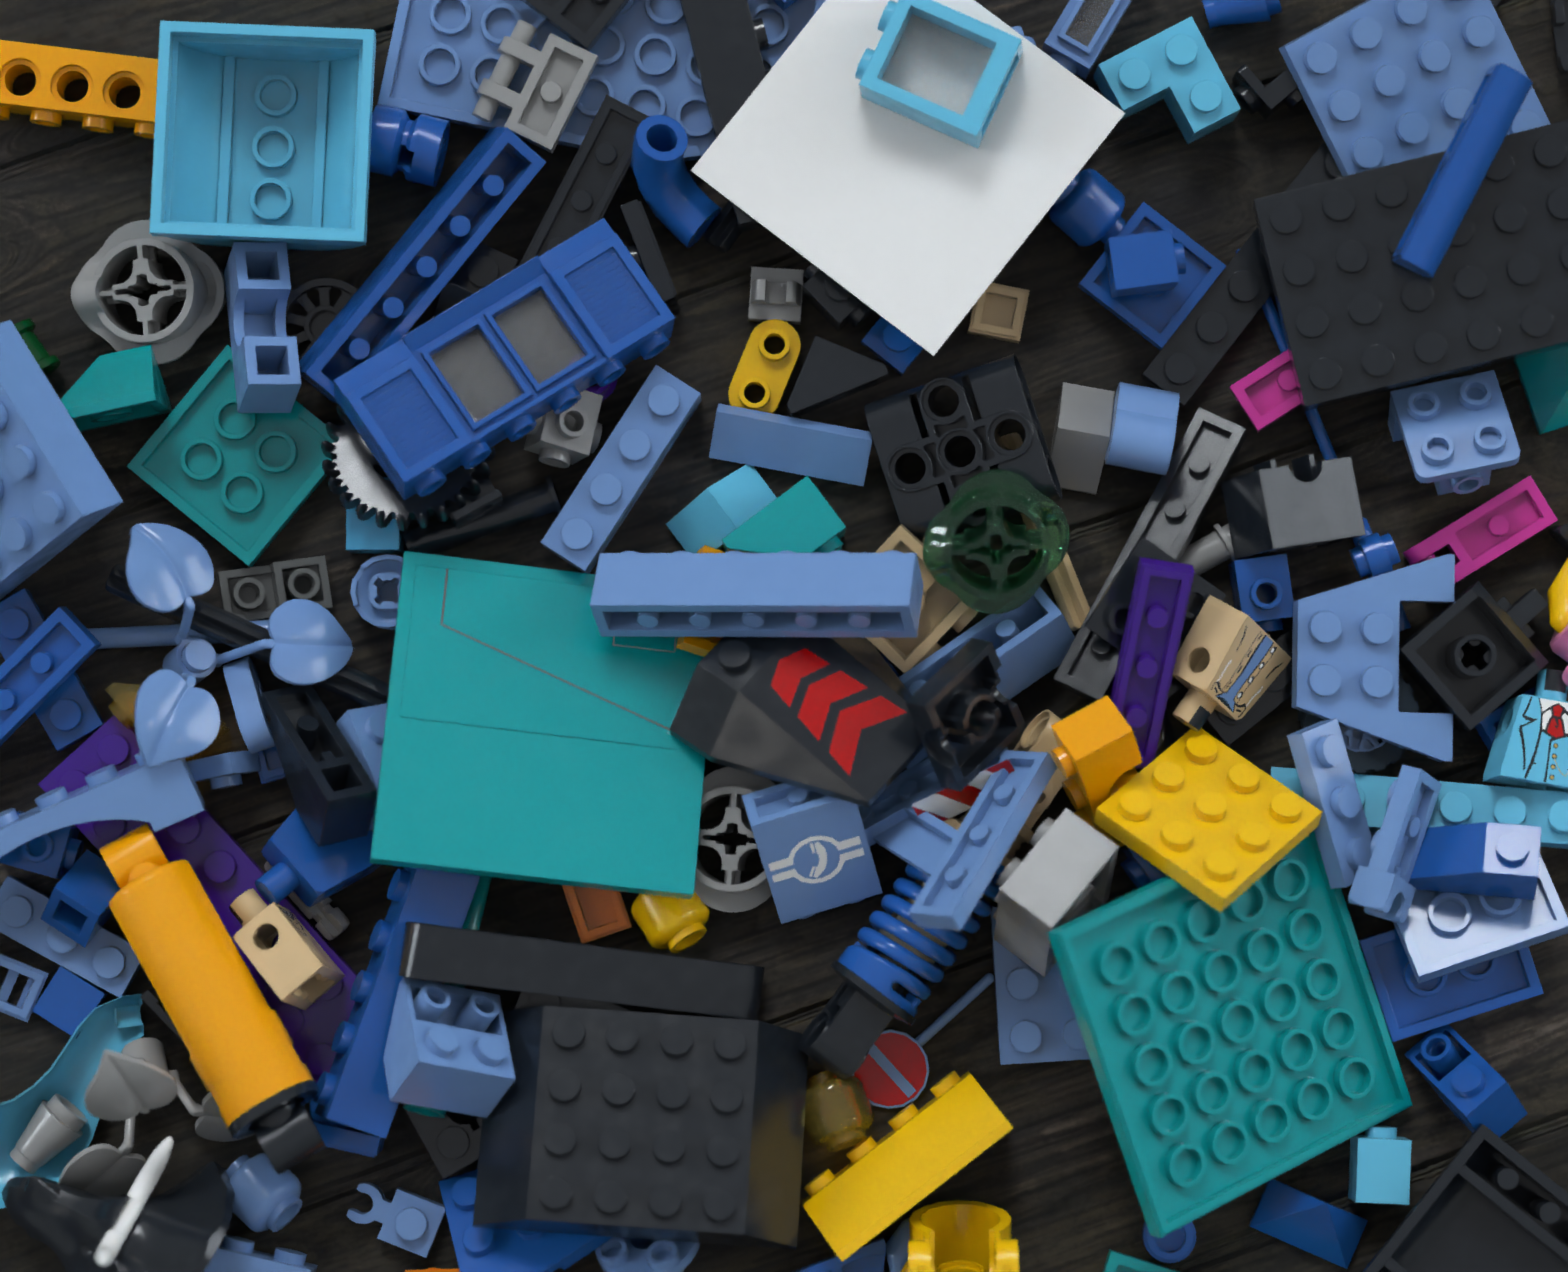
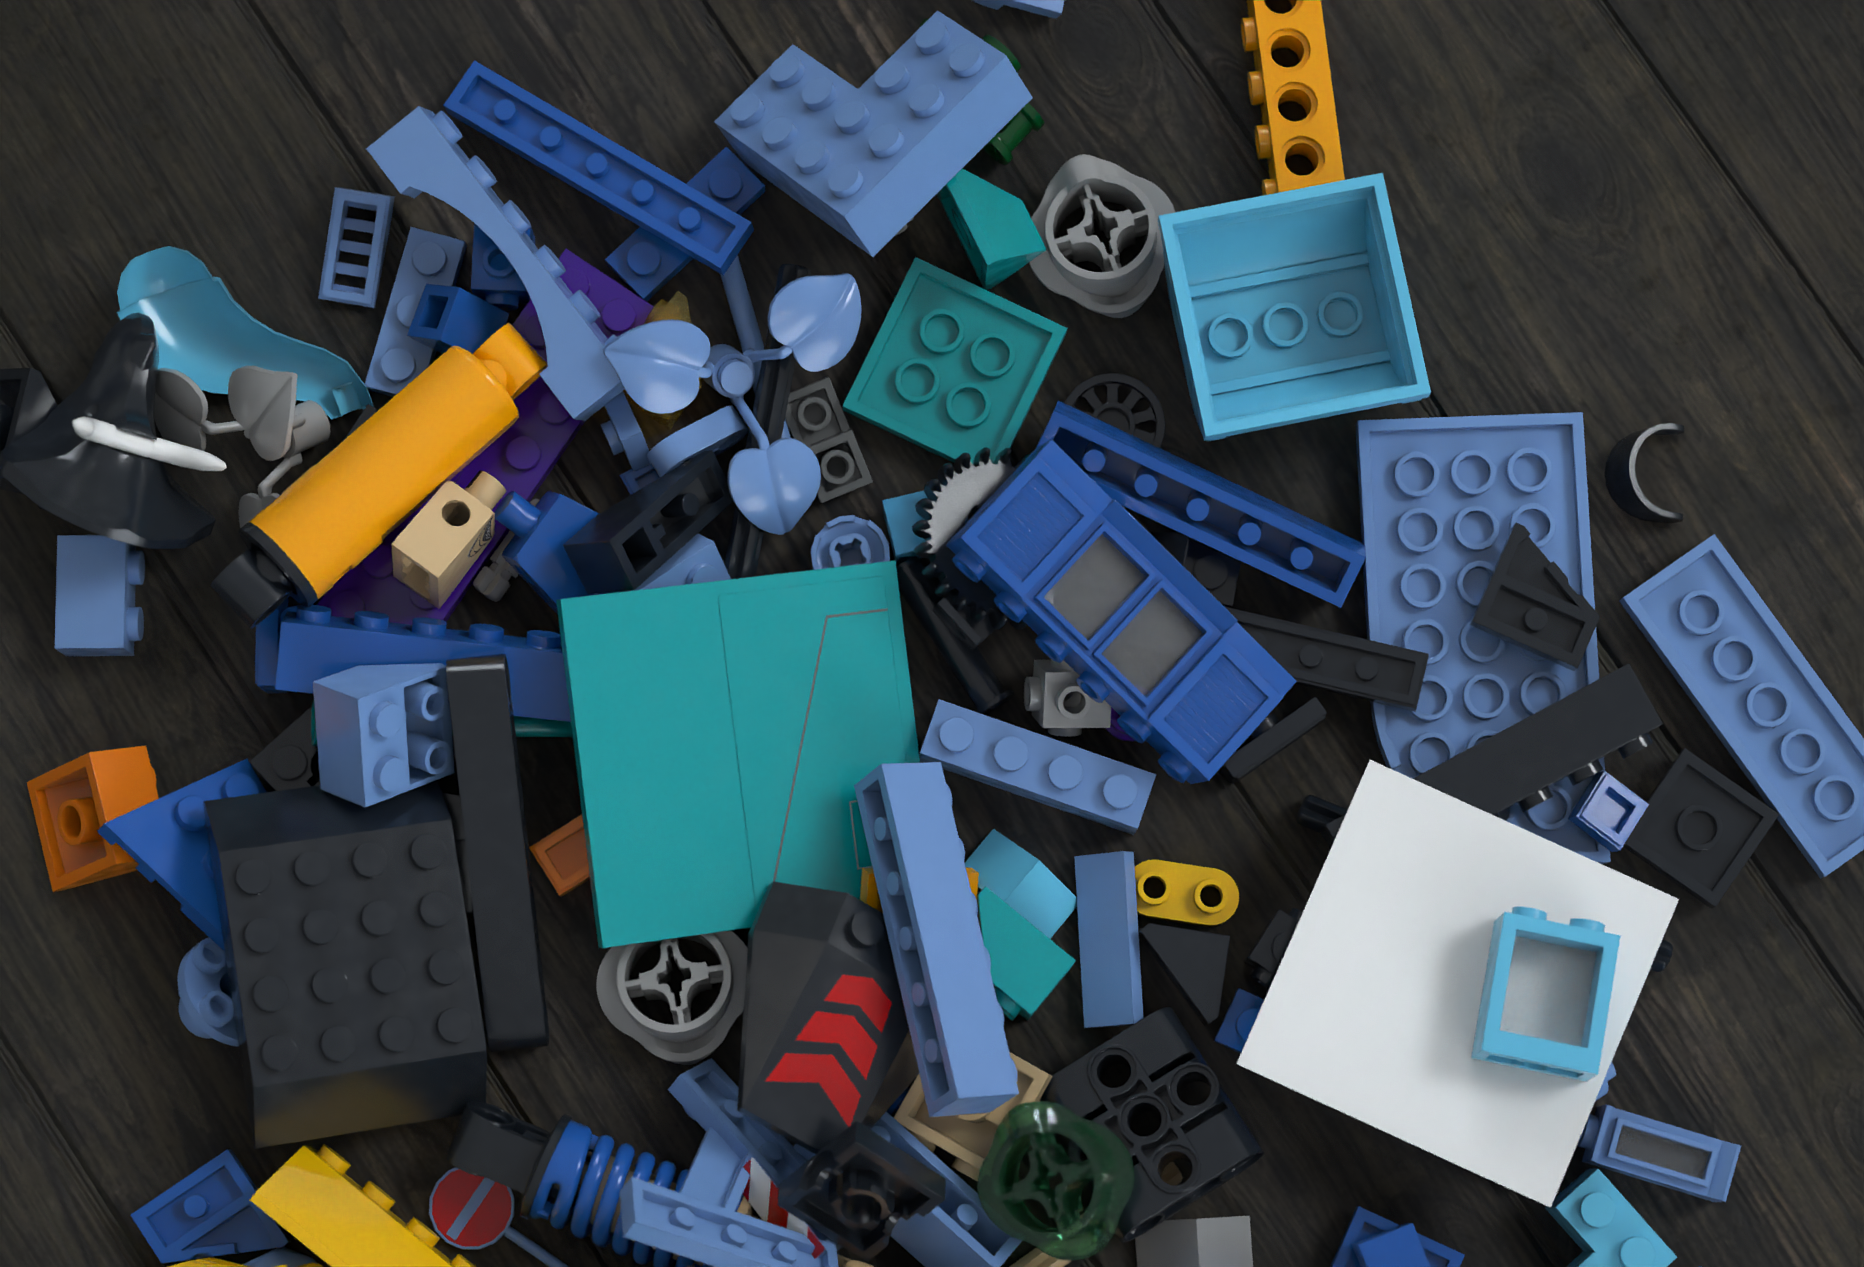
camera: 75 degrees right, 5 degrees down
(48, 1133) = (207, 346): light grey cone -> none
(68, 1000) = (350, 334): blue tile -> none
(261, 1195) = (186, 580): medium blue head -> none
(262, 353) = (1095, 353): medium blue arch -> none
(407, 1220) = (199, 736): medium blue plate -> none
(408, 145) = (1322, 461): blue wheel -> none
(549, 93) = (1418, 594): light grey plate -> none
(666, 181) = (1353, 740): blue cylinder -> none
(670, 921) = (572, 935): yellow head -> none
(775, 294) = (1264, 885): light grey tile -> none
(810, 850) = (680, 1062): medium blue panel -> none
(837, 1111) = (412, 1159): clear yellow head -> none
(999, 313) = (1306, 1128): tan tile -> none
(1089, 209) = (1441, 1197): blue head -> none

